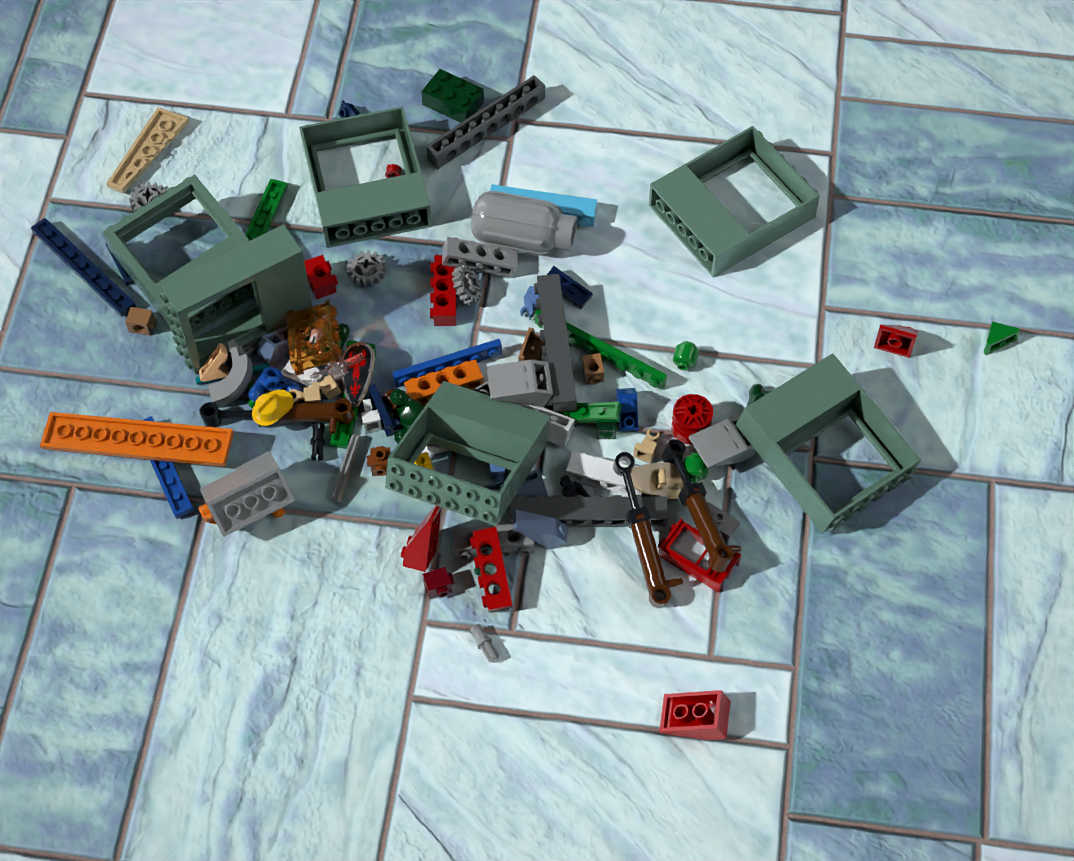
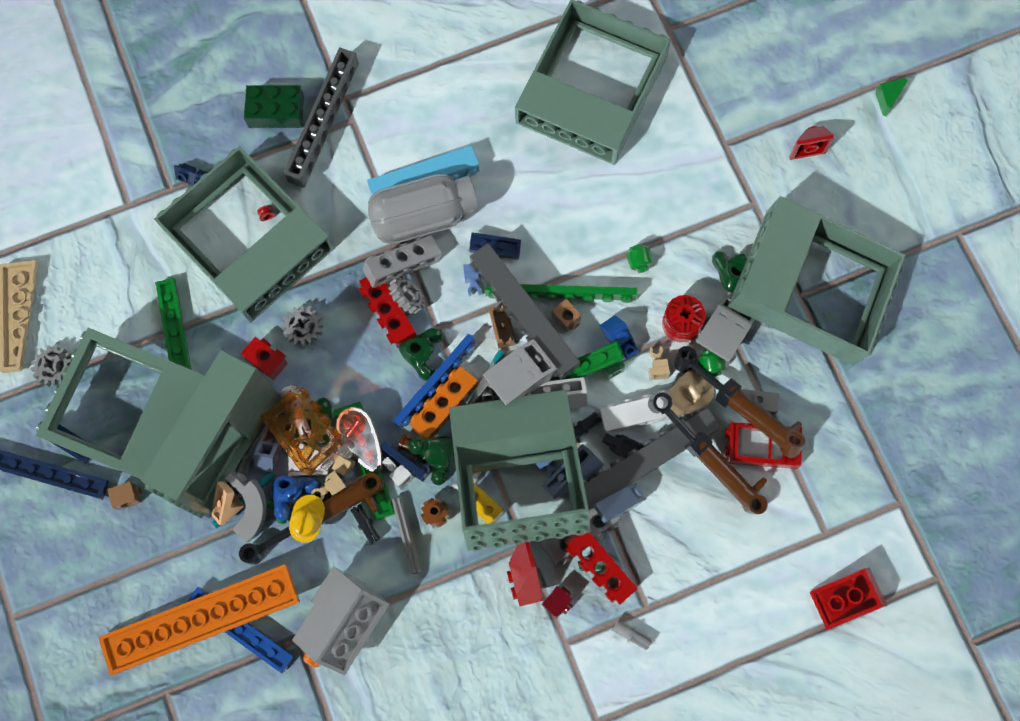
camera: 25 degrees left, 15 degrees up
(450, 331) = (419, 349): none -> dark green head
(551, 462) = (583, 426): none -> black pin

